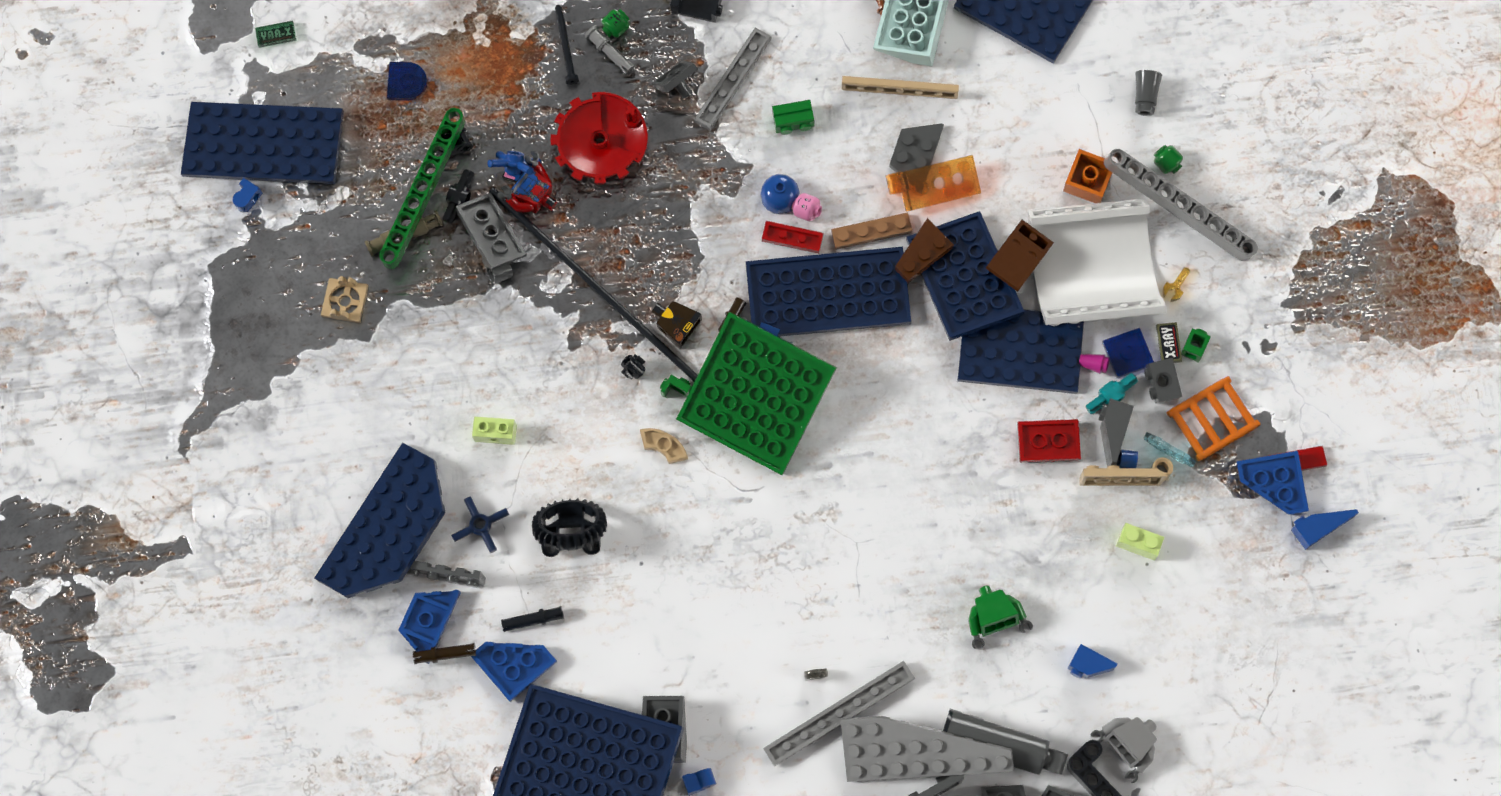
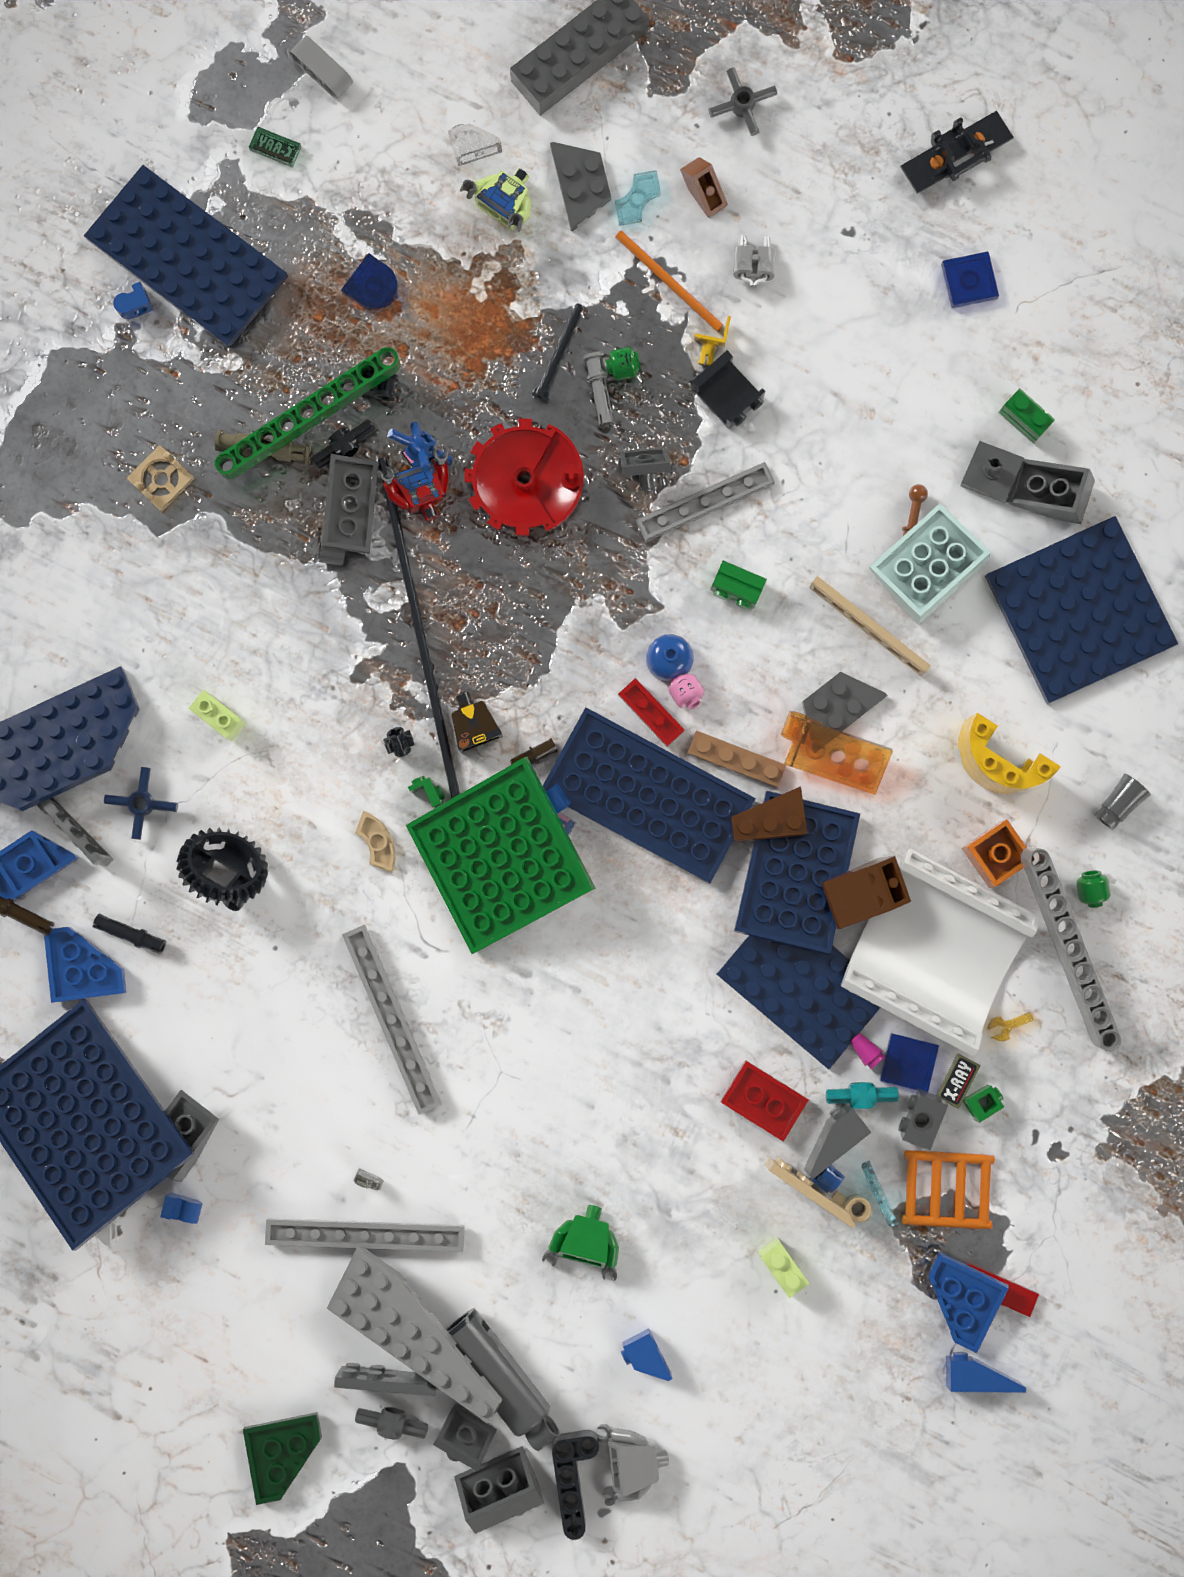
camera: 30 degrees right, 10 degrees up
(757, 555) = (392, 1019): none -> light grey plate
(1046, 124) = (992, 770): none -> yellow cylinder

